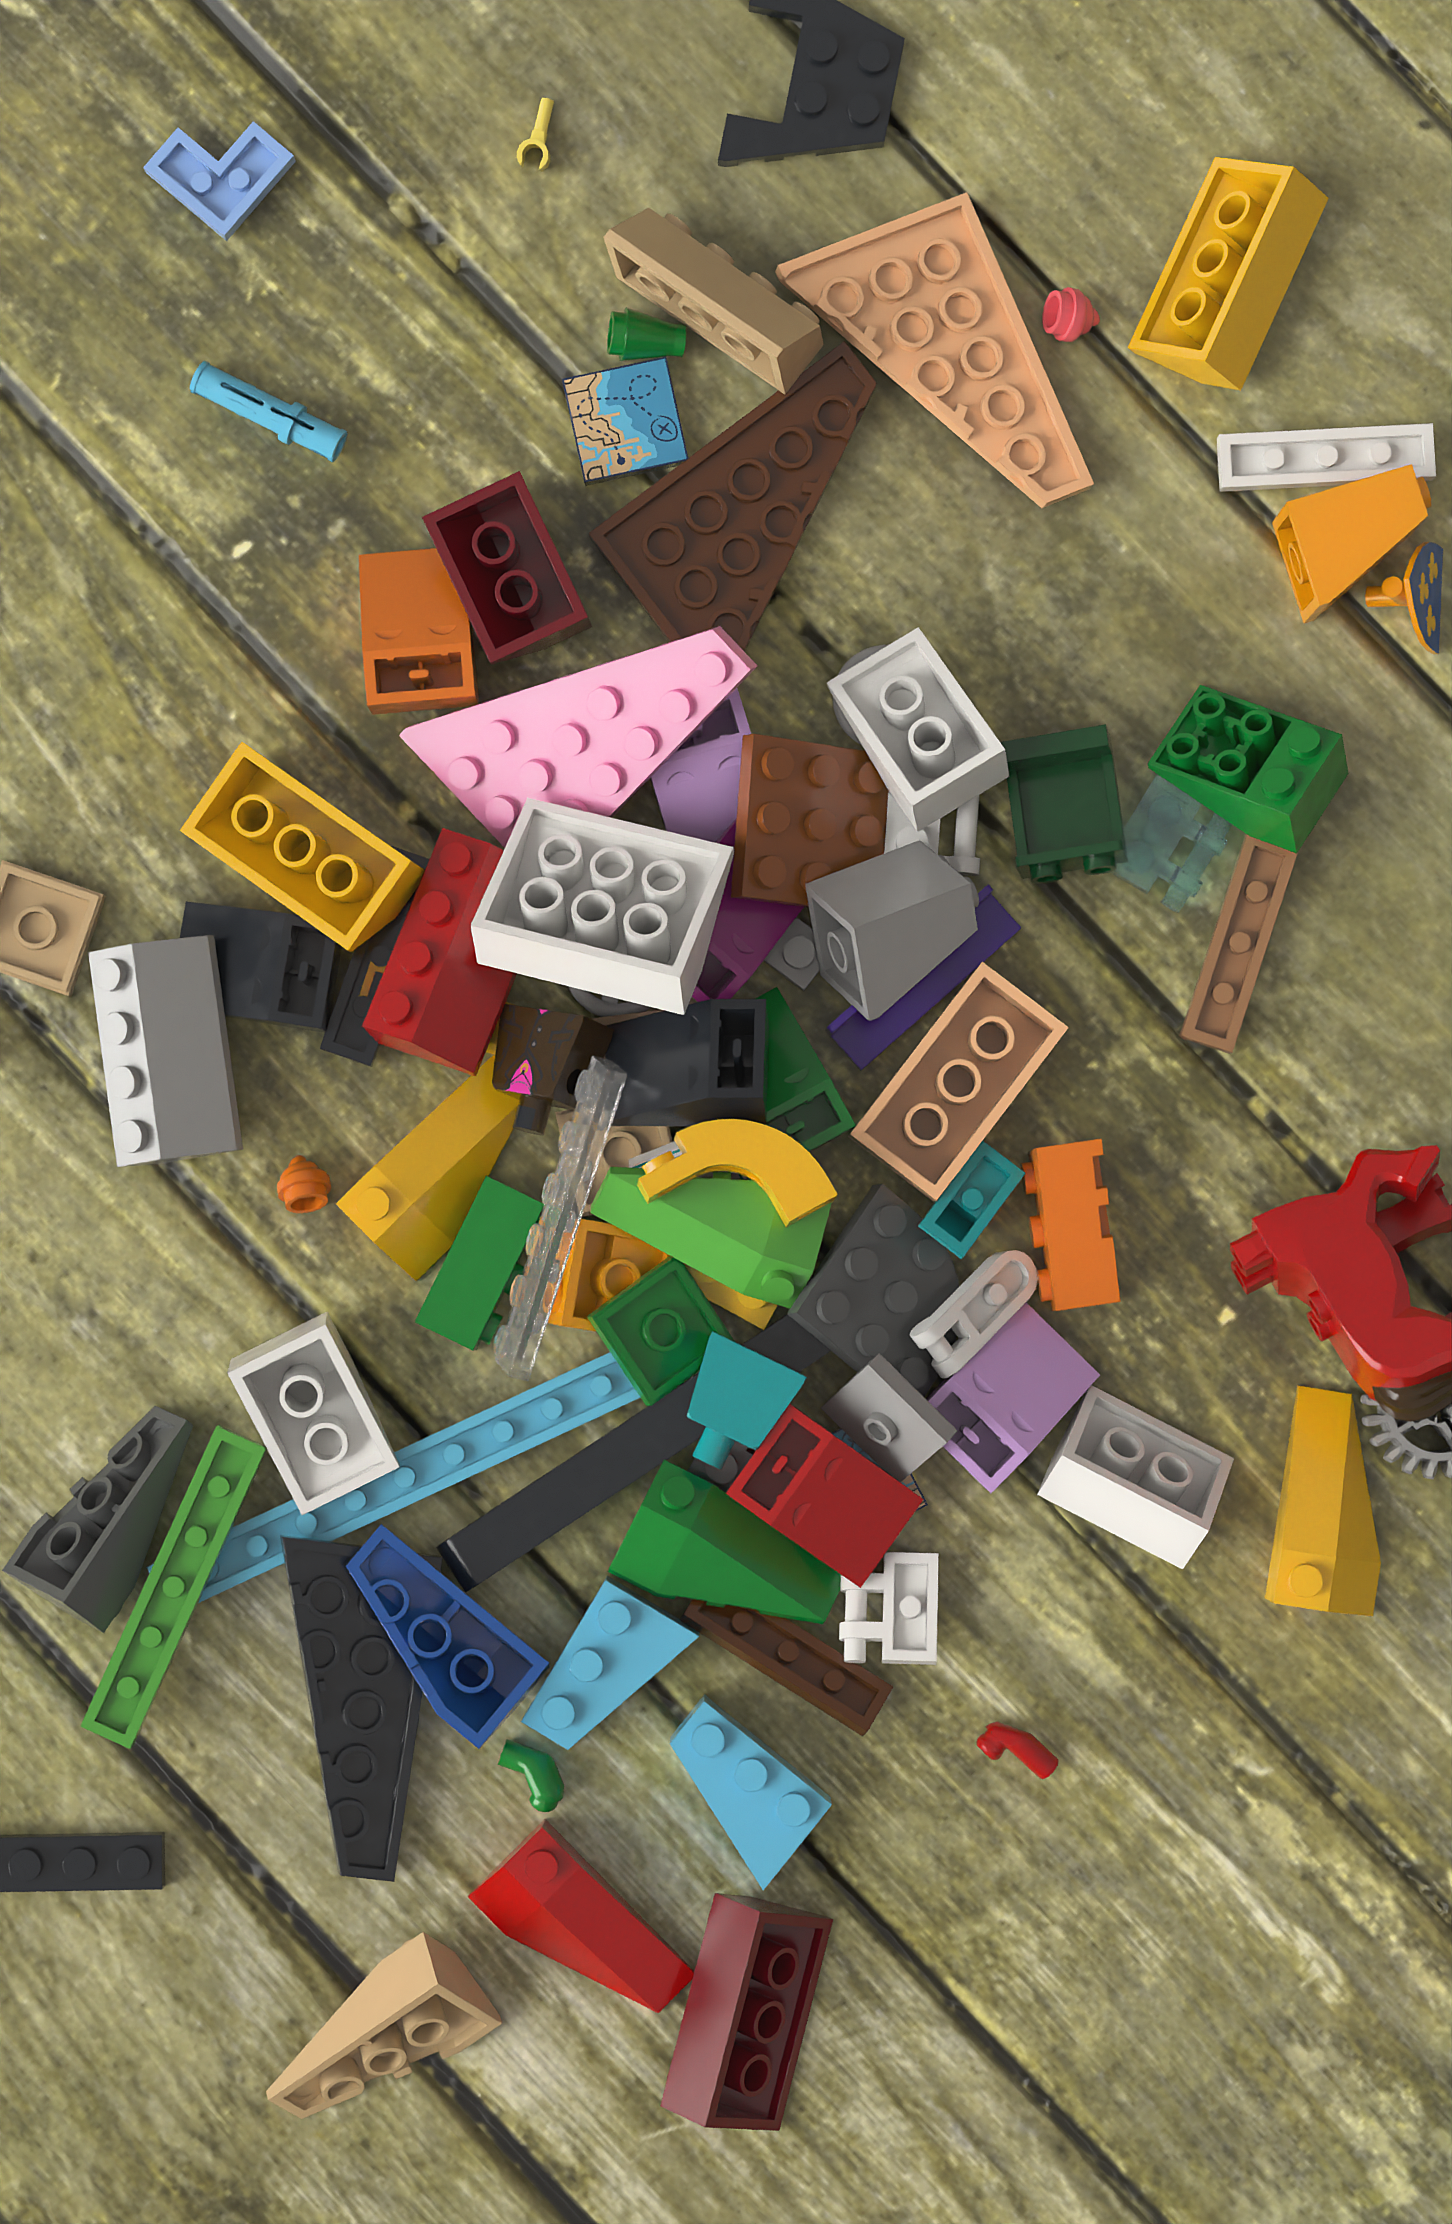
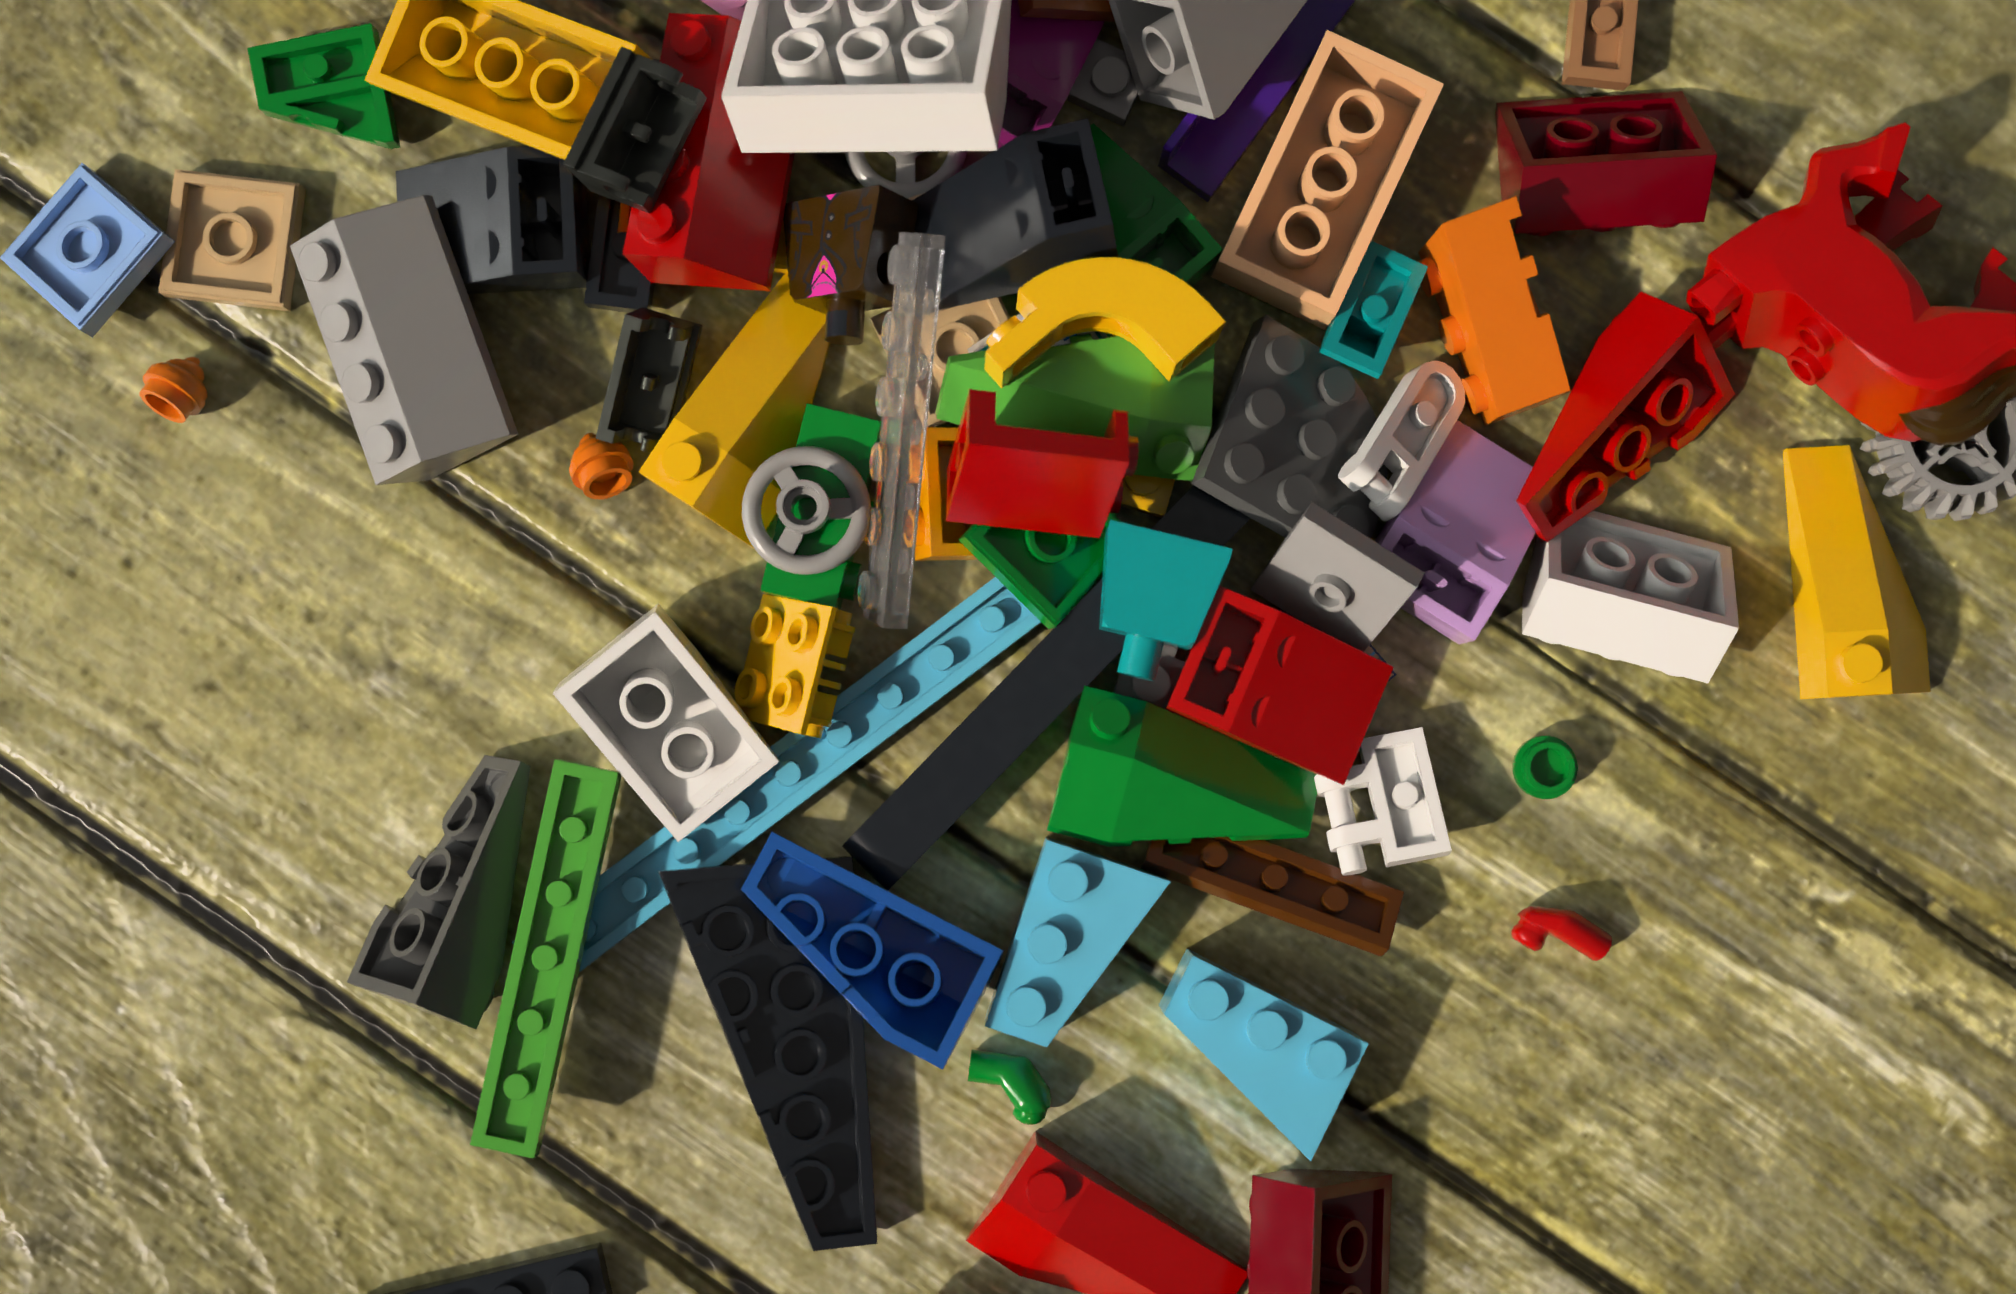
camera: 15 degrees left, 0 degrees up
(144, 816) = (323, 84): none -> green wing
(360, 1125) = (648, 377): none -> pearl dark grey hinge
(394, 932) = (634, 130): none -> pearl dark grey hinge
(423, 1386) = (787, 664): none -> yellow hinge
(452, 1226) = (783, 552): none -> light grey piece
(657, 1284) = (1036, 475): none -> red panel
(1035, 1608) = (1545, 767): none -> green plate
(1176, 1316) = (1641, 390): none -> red wedge
(1194, 1112) = (1604, 162): none -> dark red slope

